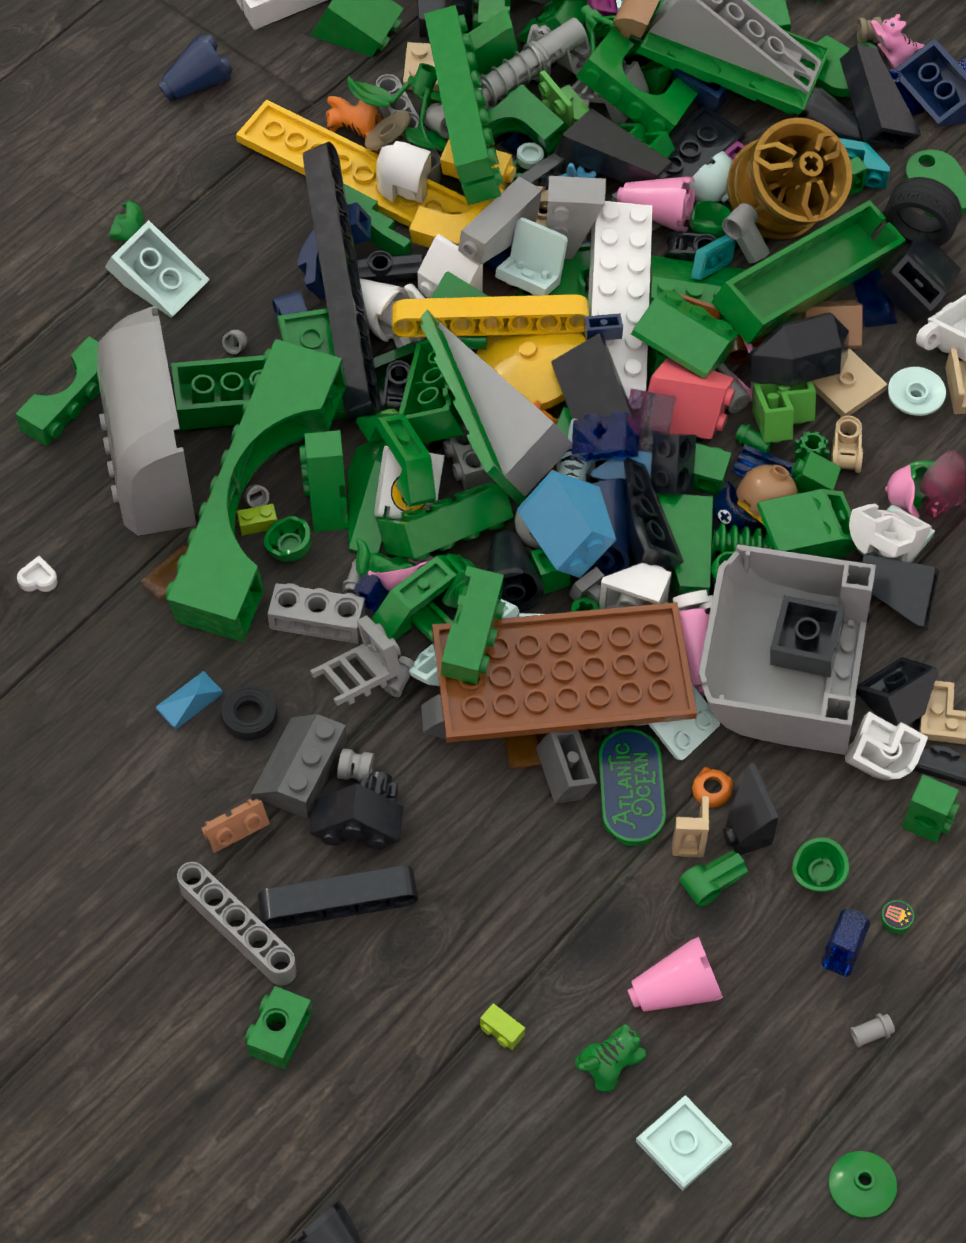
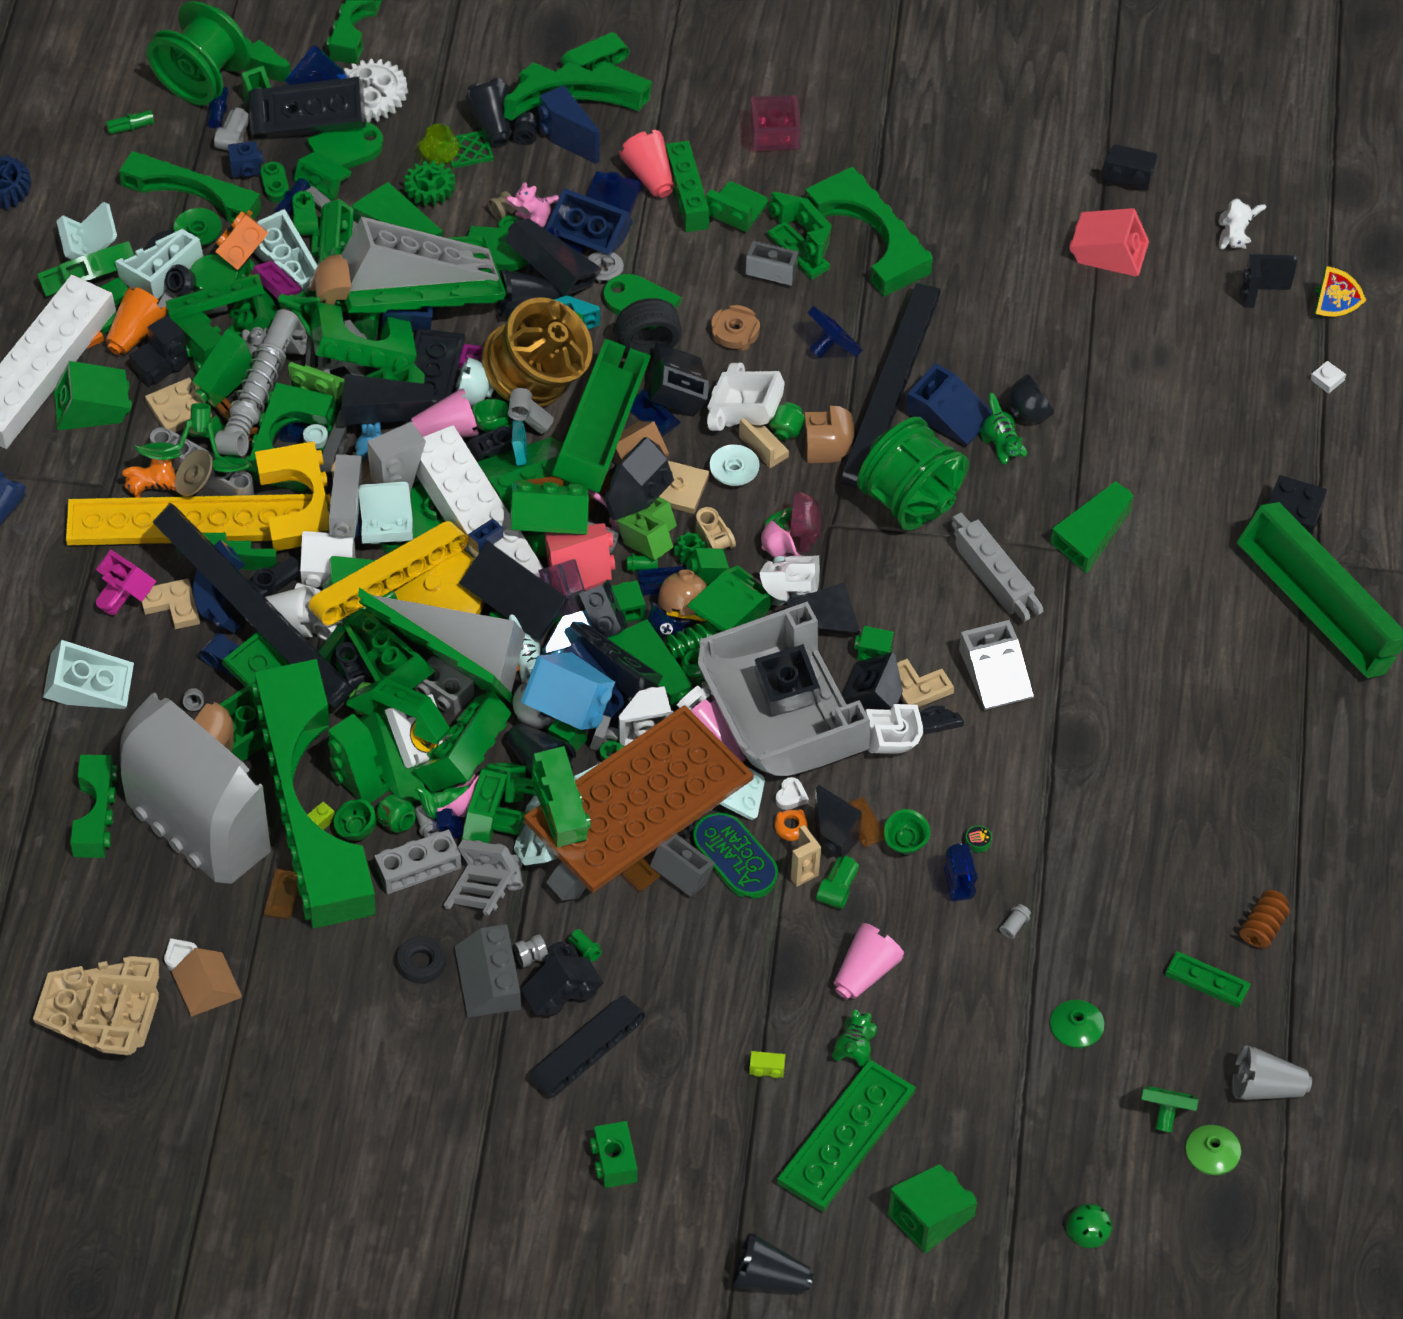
camera: 35 degrees left, 5 degrees down
(40, 615) = (205, 981): none -> medium nougat slope
(127, 224) = (35, 654): green hair -> none
(189, 700) = (368, 977): dark azure slope -> none
(204, 377) = (218, 723): none -> medium nougat brick
(241, 936) = (520, 1095): light grey beam -> none
(243, 822) = (479, 1032): nougat hinge -> none
(253, 197) = (122, 580): none -> dark pink brick
(259, 500) = (309, 803): light grey hinge -> none
(287, 236) = (176, 597): none -> tan plate
(332, 554) = (396, 813): none -> green head
(403, 171) = (232, 498): white brick -> none
(413, 790) = (585, 945): none -> green pin
(463, 105) = (255, 419): green piece -> none
(526, 1155) = (846, 1135): none -> green plate
(605, 437) = (561, 614): clear blue brick -> none
(683, 1142) = (943, 1066): light aqua tile -> none
(734, 757) = (791, 794): none -> white tile
(790, 828) = (871, 829): none -> clear orange tile
(930, 648) = (873, 643): none -> green brick
(931, 809) = (954, 752): green brick -> none
(939, 138) = (612, 262): none -> light grey gear

